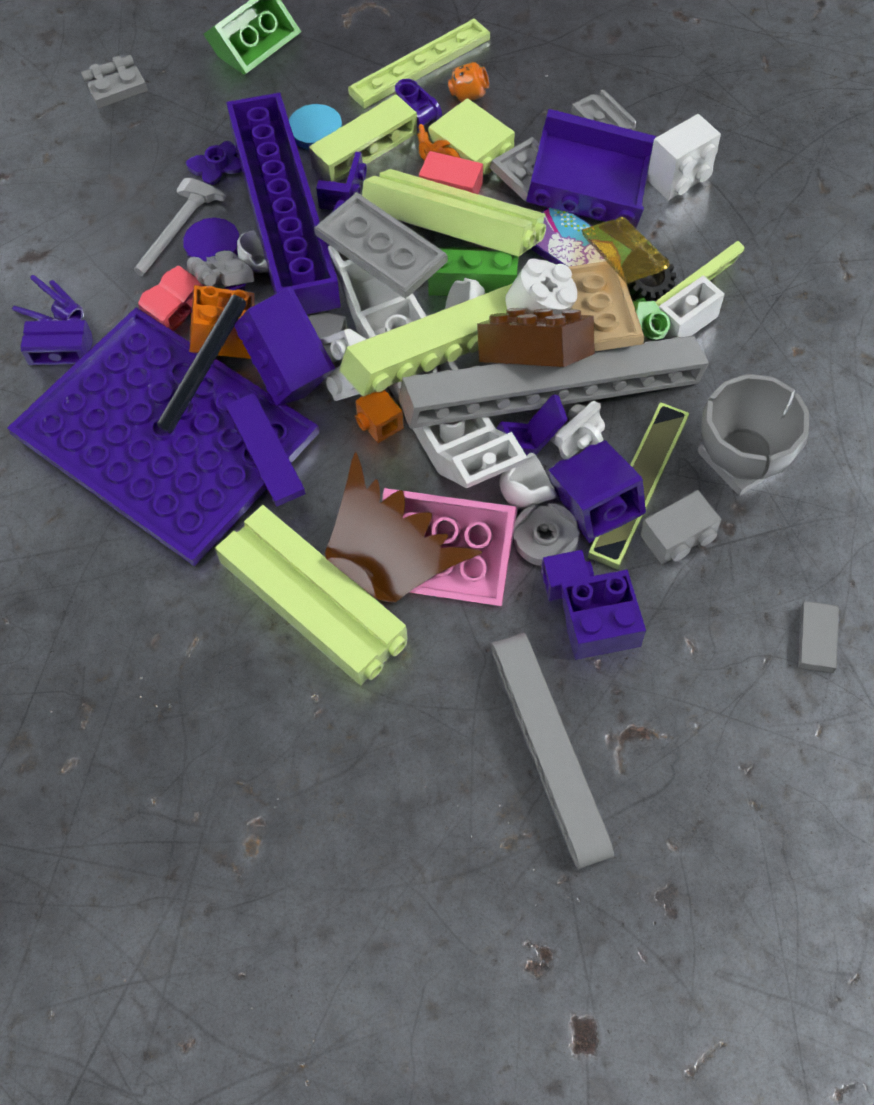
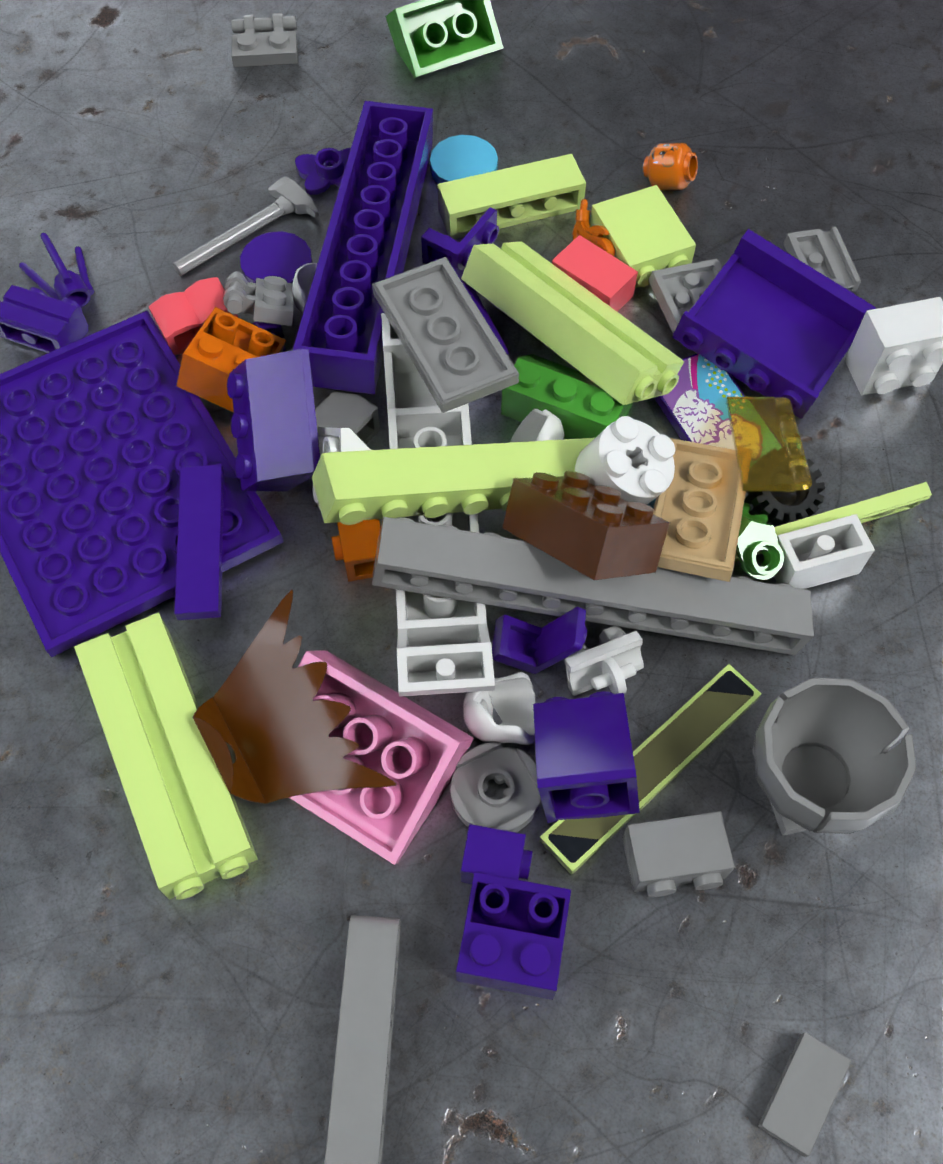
camera: 20 degrees right, 0 degrees up
(201, 364) = (172, 407): black axle -> none
(419, 62) = (624, 125): yellowish green tile -> none
(419, 100) = (596, 168): dark purple piece -> none

